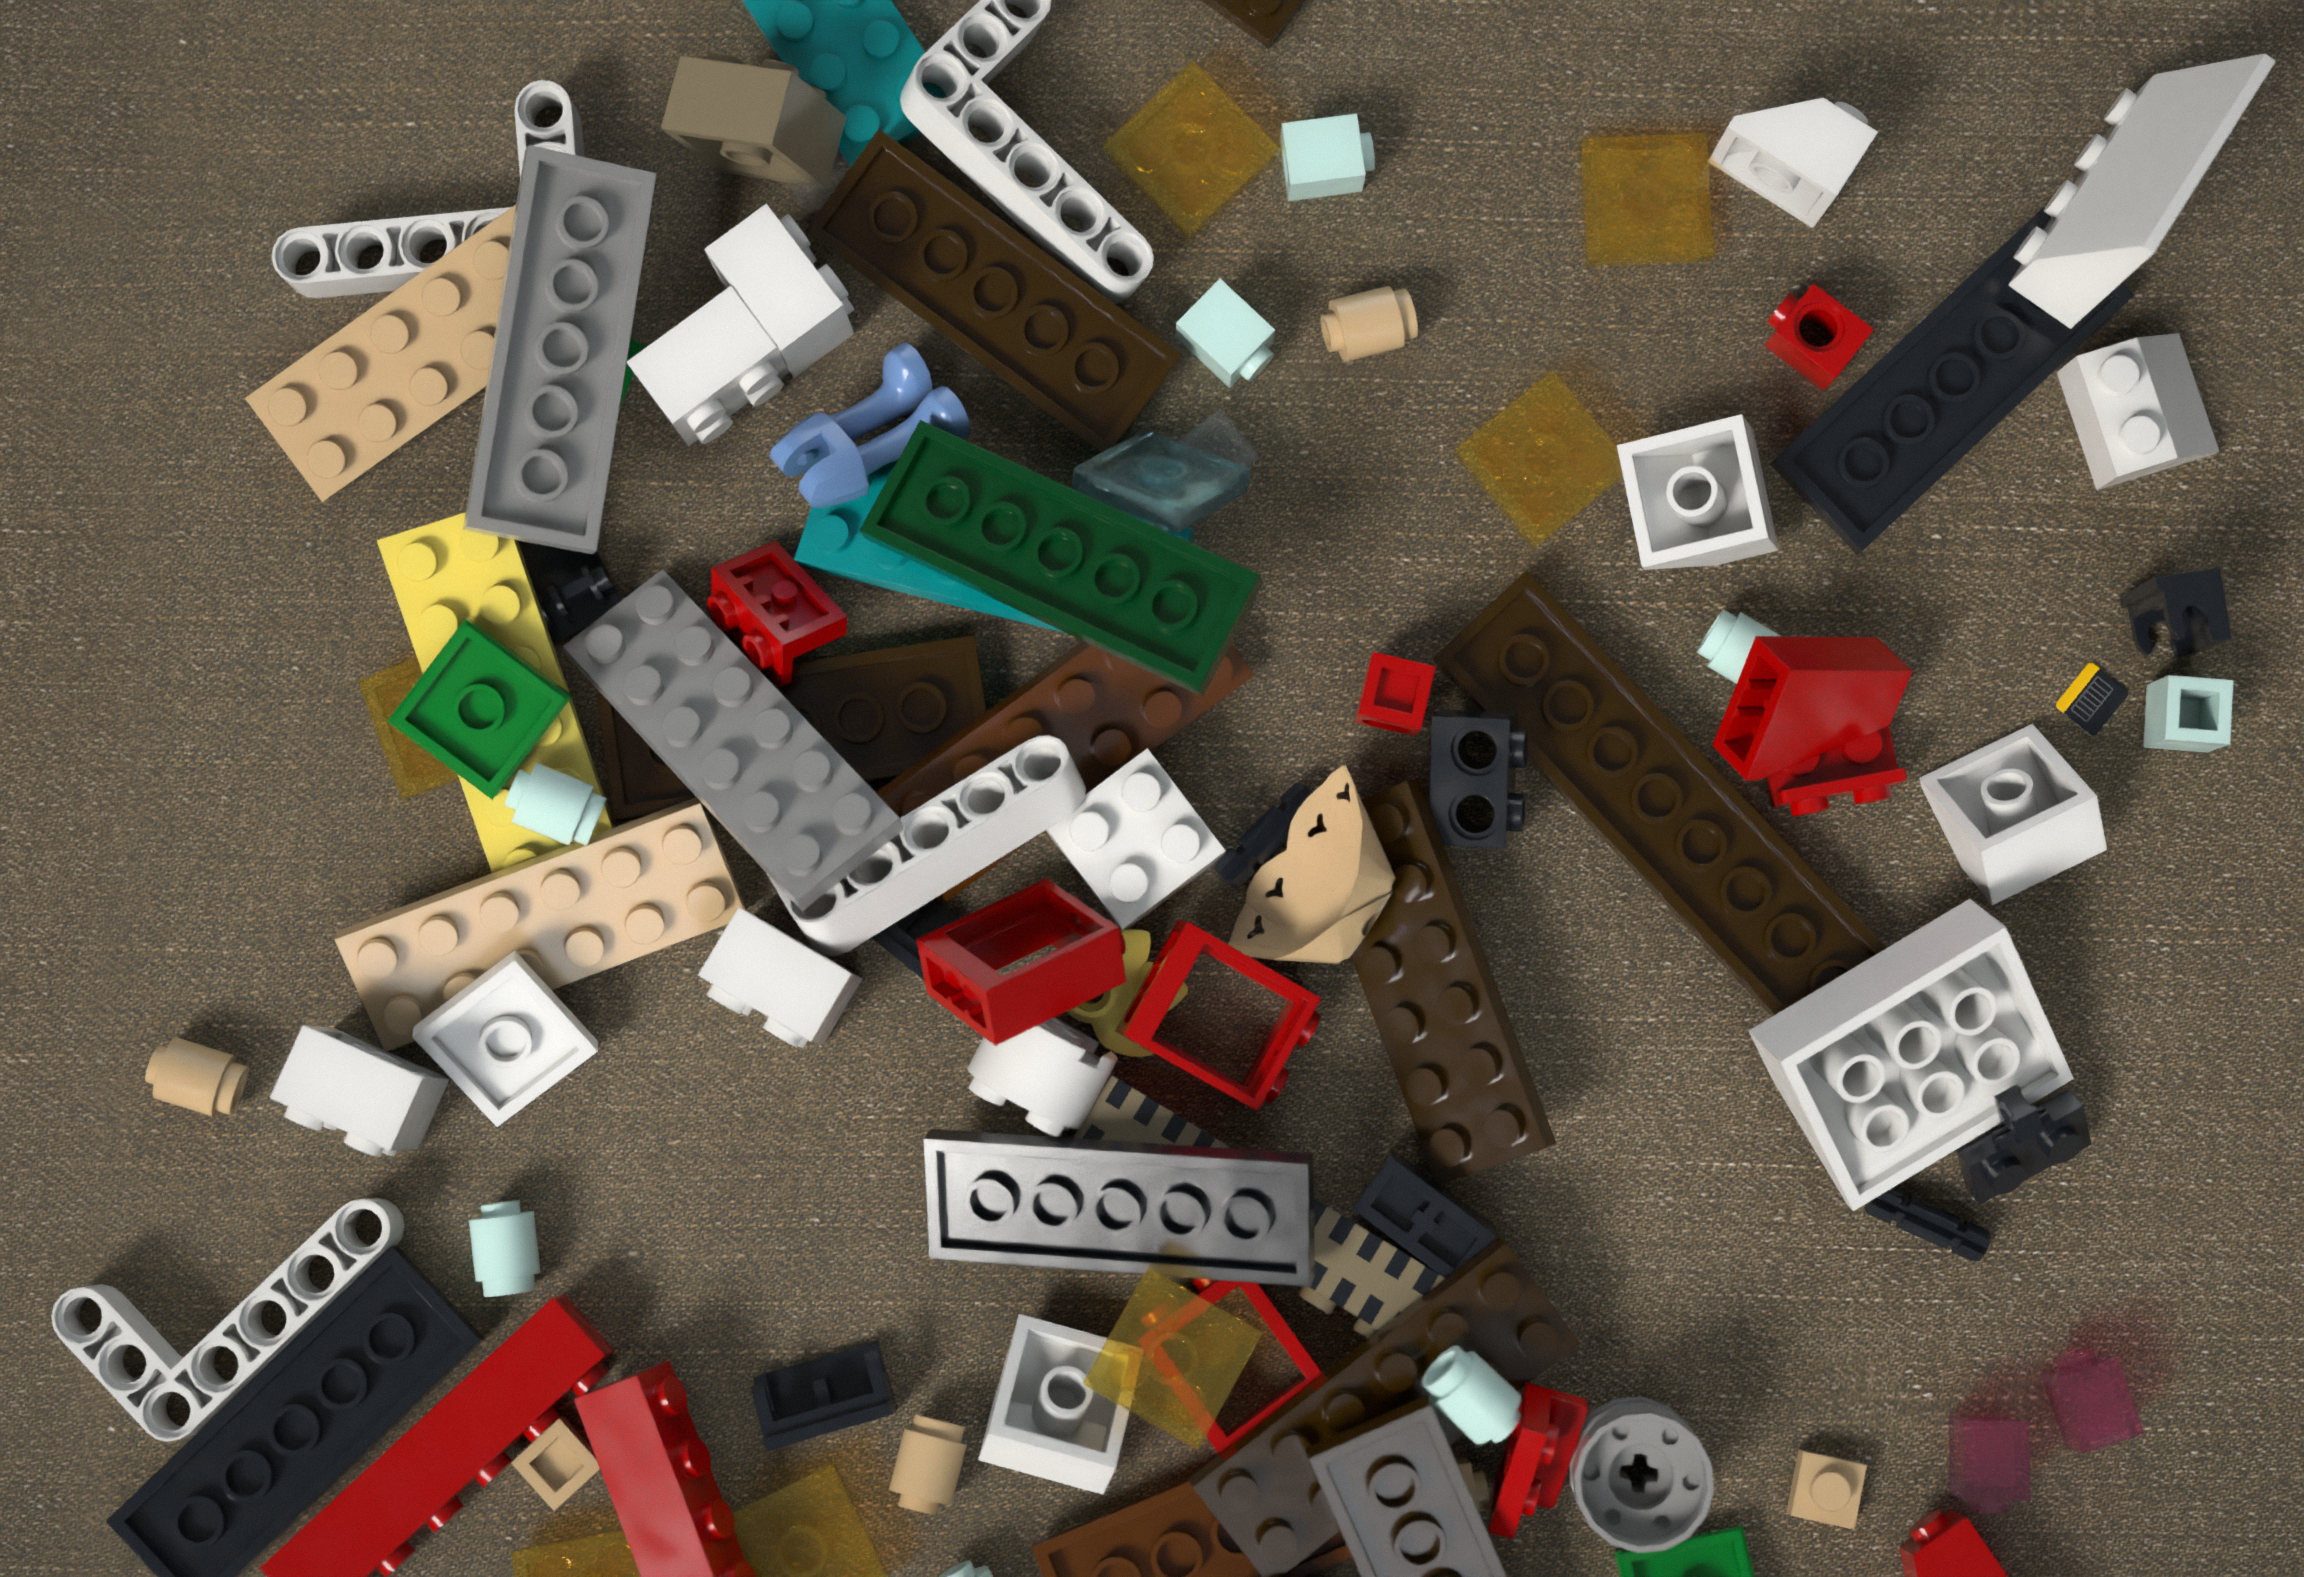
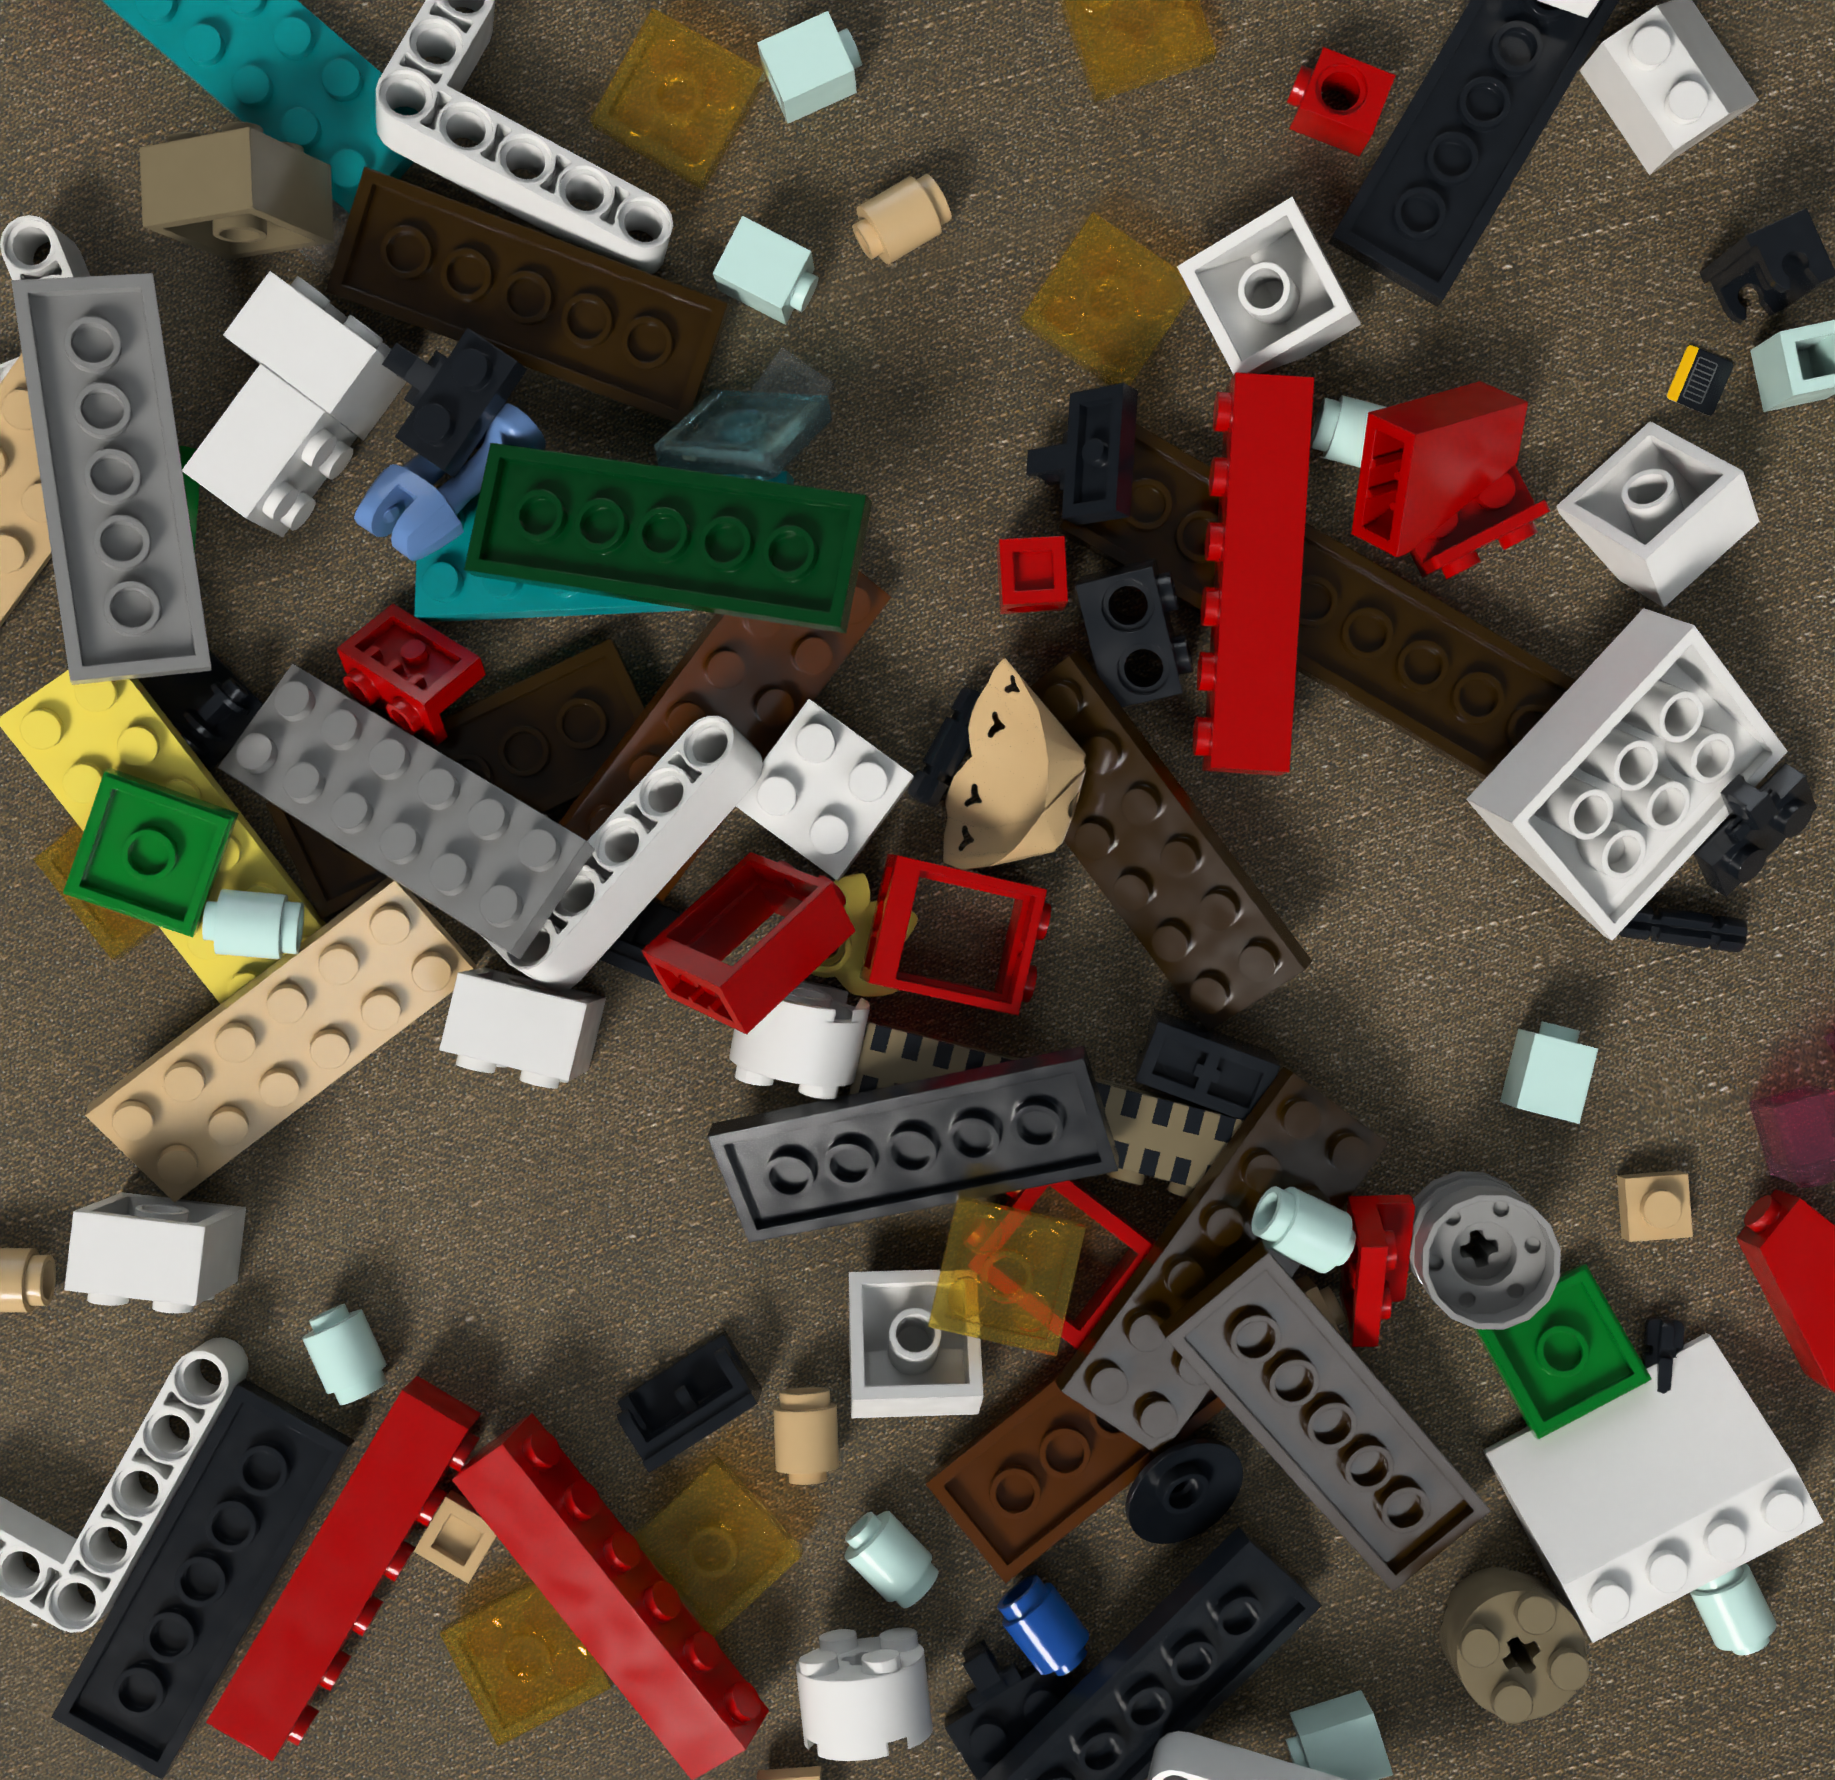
camera: 20 degrees left, 5 degrees up
(505, 1038) = (281, 1158): white plate -> none
(898, 367) = (453, 397): none -> black hinge
(1486, 600) = (1094, 456): none -> black hinge
(1607, 759) = (1256, 574): none -> red brick
(1758, 1323) = (1549, 1072): none -> light aqua brick

